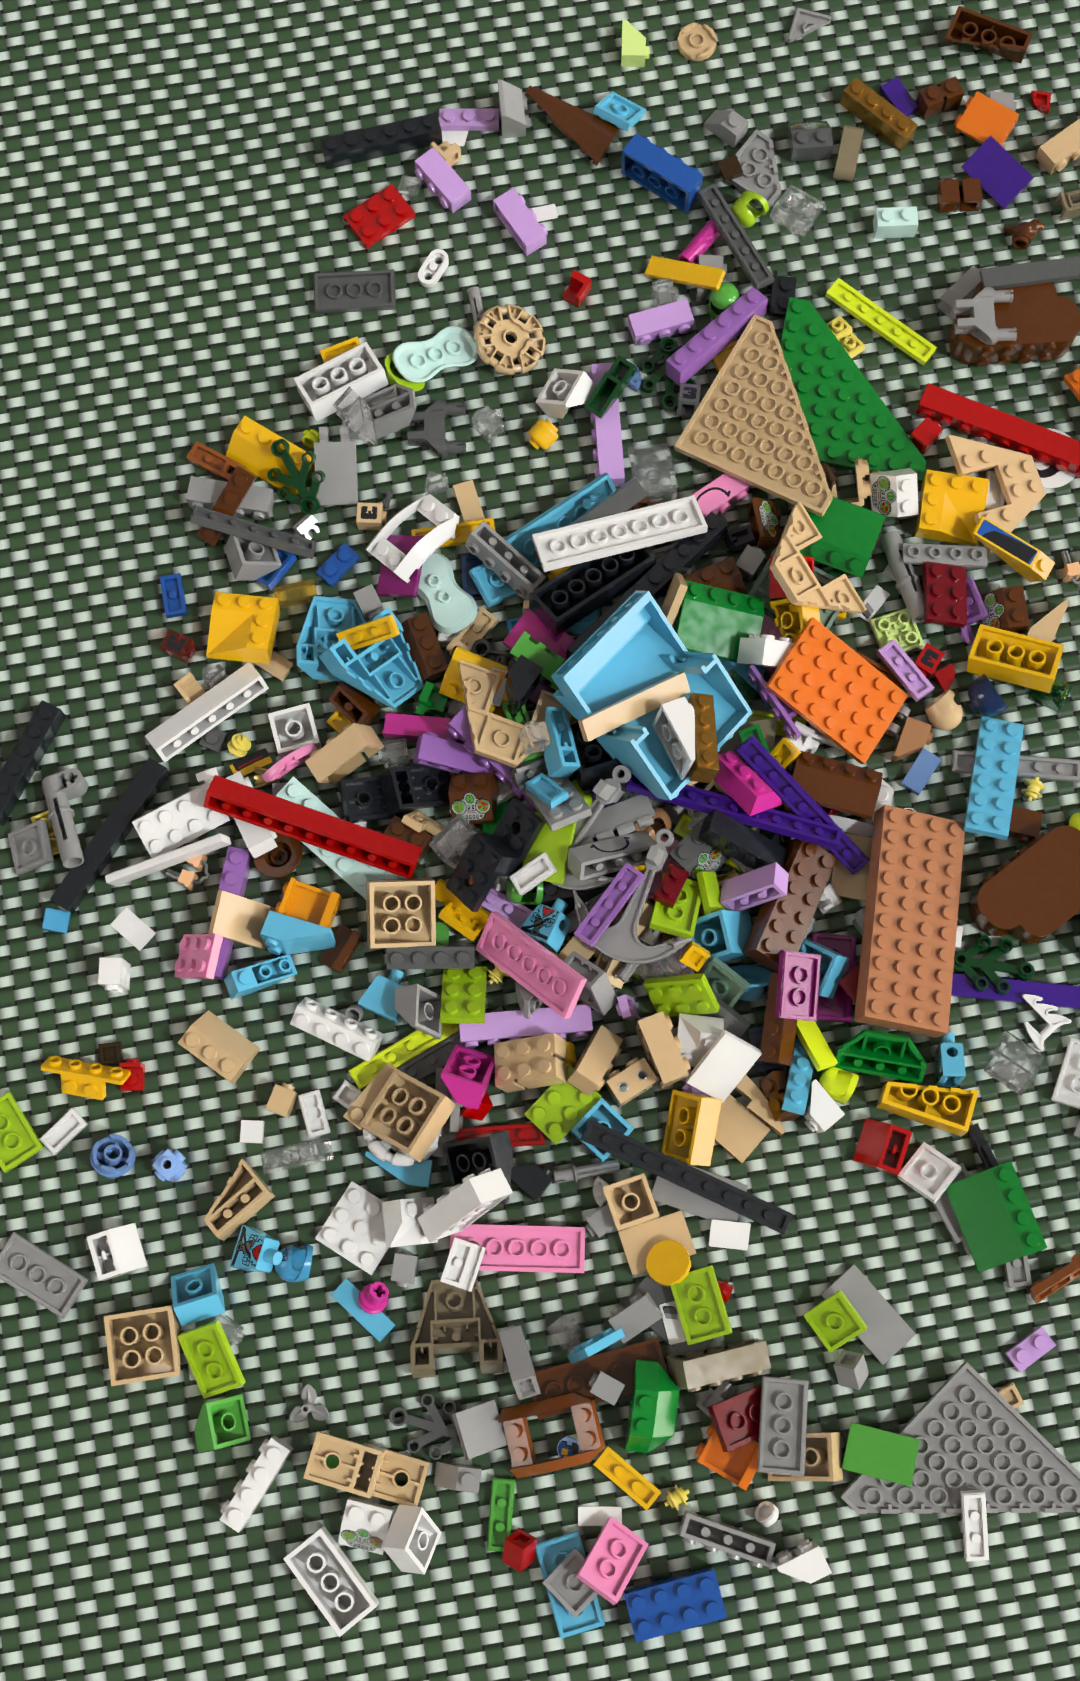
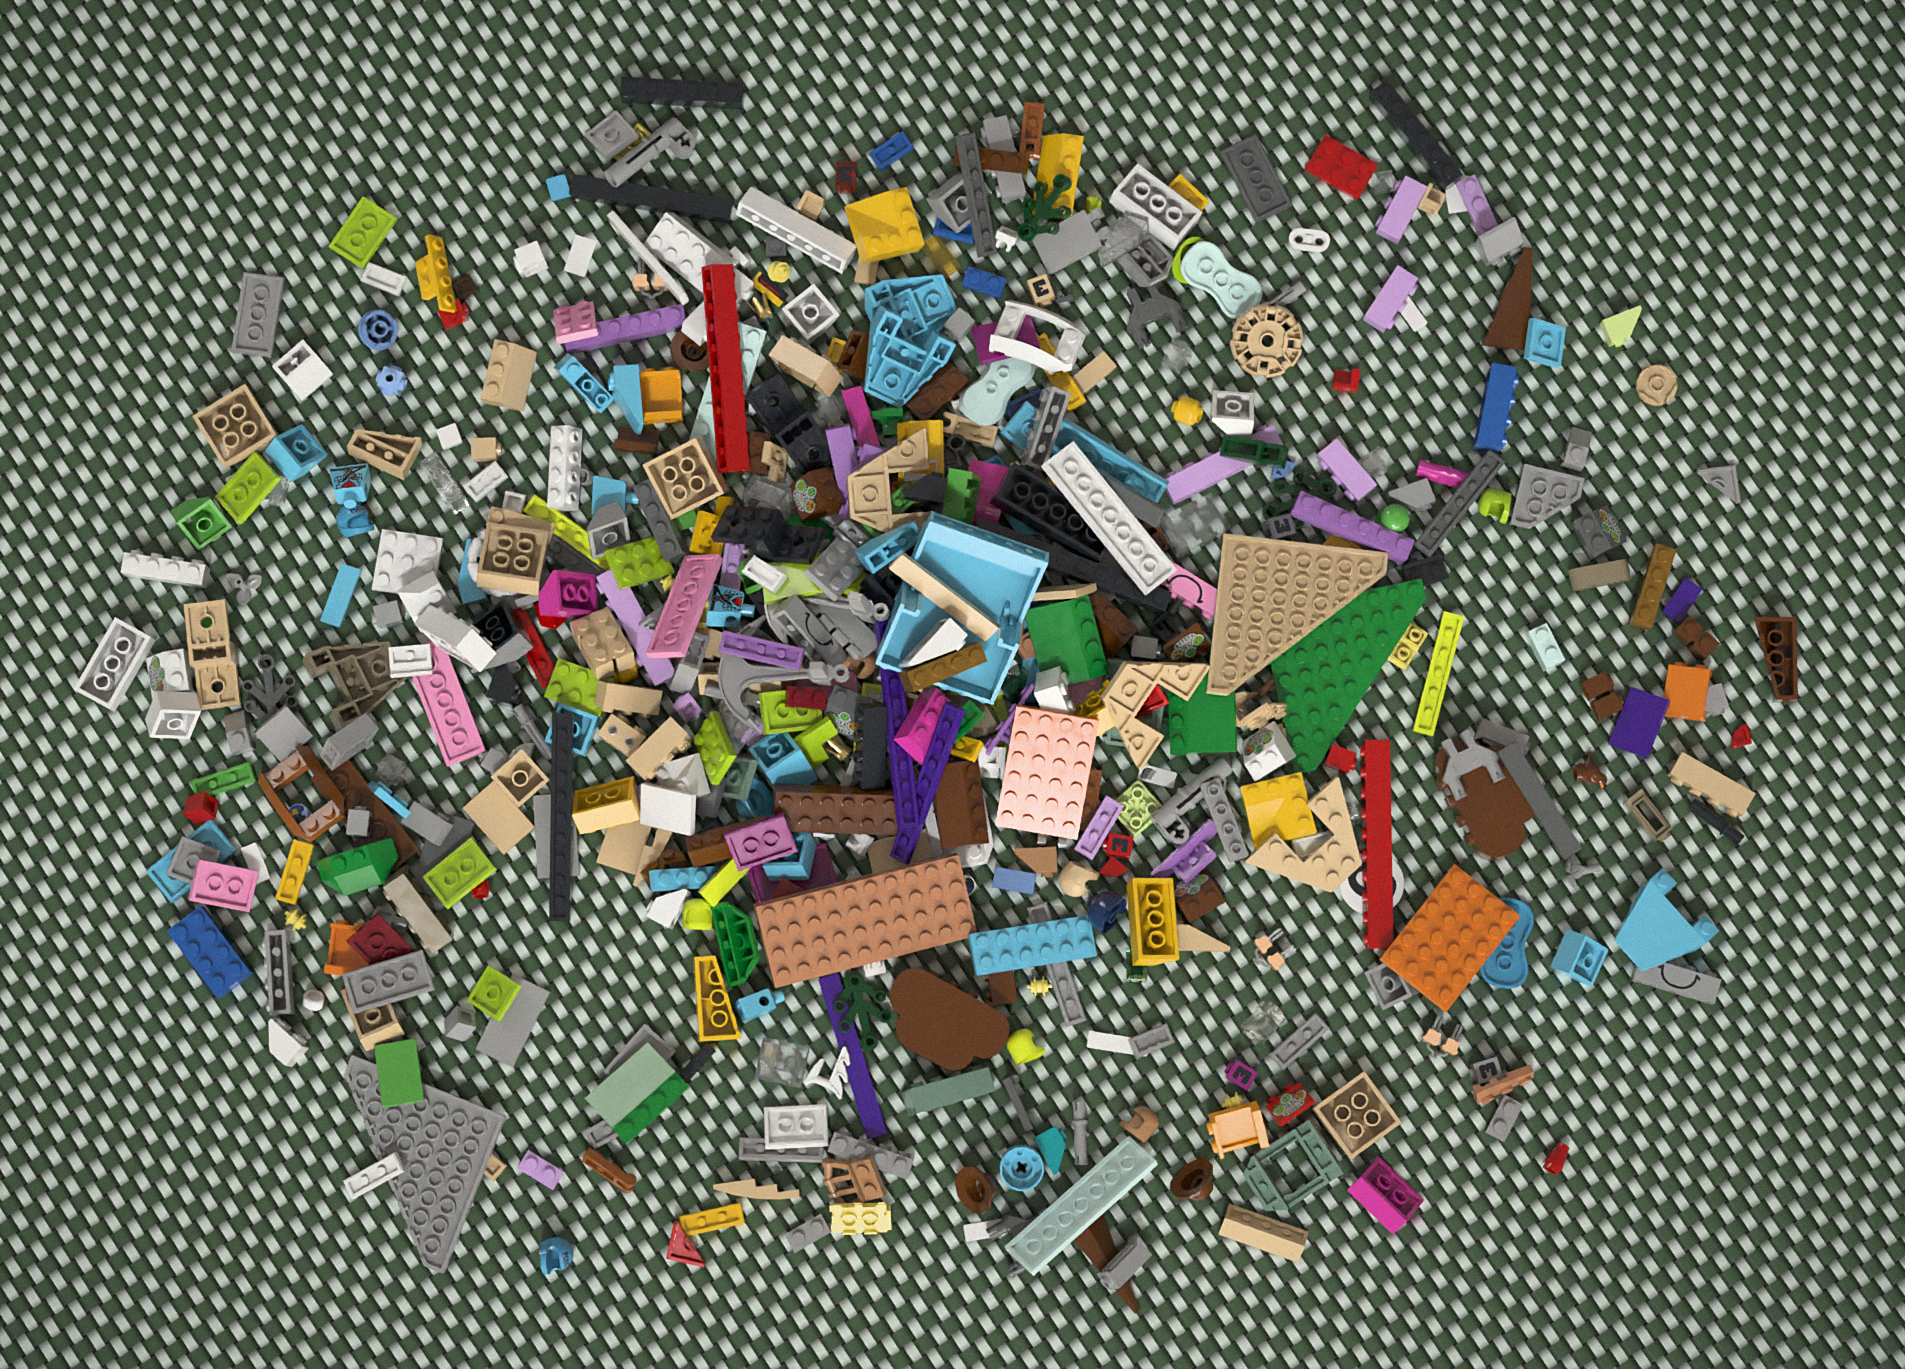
camera: 70 degrees right, 5 degrees up
(213, 676) = (831, 220): clear tile -> none
(239, 919) = (622, 342): tan tile -> none
(288, 763) = (777, 322): bright pink tile -> none
(370, 632) = (922, 337): yellow plate -> none
(373, 1298) = (347, 598): dark pink piece -> none
(436, 483) = (1098, 334): clear tile -> none
(534, 737) = (881, 522): clear brick -> none
(546, 790) = (840, 554): medium azure tile -> none
(668, 1262) = (483, 832): yellow tile -> none
(672, 1323) = (435, 857): white sticker -> none
(685, 273) = (1402, 472): yellow tile -> none
(694, 956) = (751, 744): yellow plate -> none
(729, 1234) = (530, 876): white sticker -> none
(730, 168) = (1530, 470): dark brown tile -> none
(754, 887) = (835, 771): lavender brick -> none
(796, 211) = (1516, 550): clear plate -> none
(882, 1146) = (659, 975): red slope -> none
(929, 1172) = (653, 1024): white plate -> none
(944, 594) = (1185, 834): dark red plate -> none
(1016, 552) = (1255, 879): slope -> none

